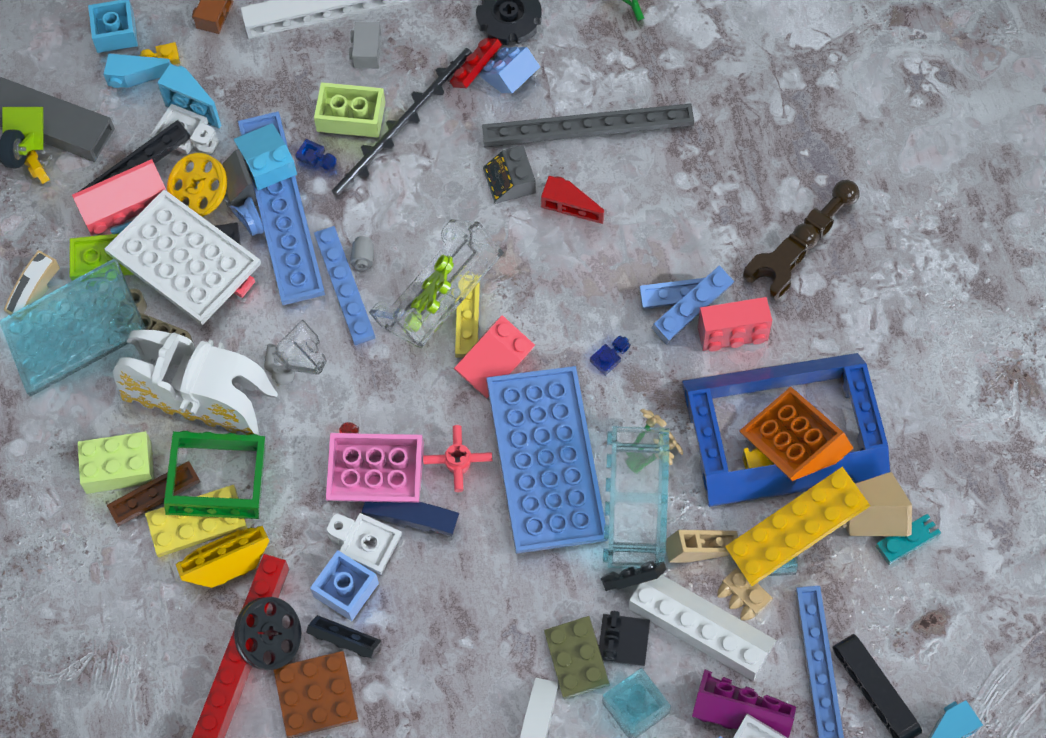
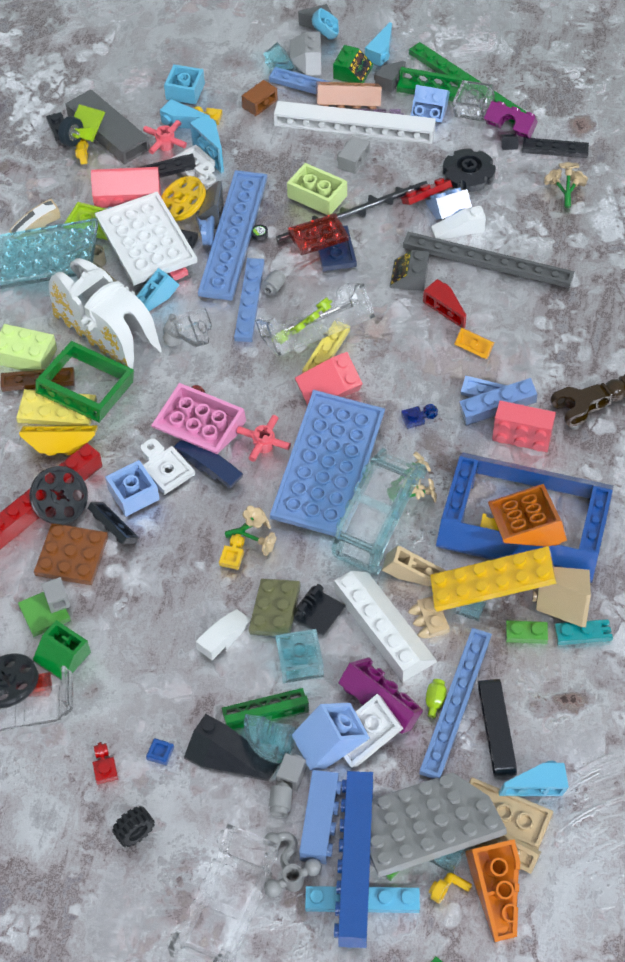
camera: 25 degrees right, 10 degrees down
(128, 108) = (165, 137): none -> coral bar
(232, 320) = (157, 289): none -> medium azure slope
(266, 156) = (240, 198): medium azure slope -> none
(309, 192) = (259, 232): none -> tile
(312, 153) = (277, 208): clear blue plate -> none
(384, 171) = (318, 234): none -> clear red plate
(409, 179) = (338, 256): none -> dark blue plate
(498, 617) = (232, 556): none -> yellow plate
(508, 567) = (255, 517): none -> tan plant
(534, 91) = (462, 223): none -> white slope
(627, 239) = (474, 343): none -> light orange plate
(631, 576) = (346, 565): black hinge -> none
(797, 683) = (435, 696): none -> lime plant
(851, 565) = (526, 632): none -> bright green plate

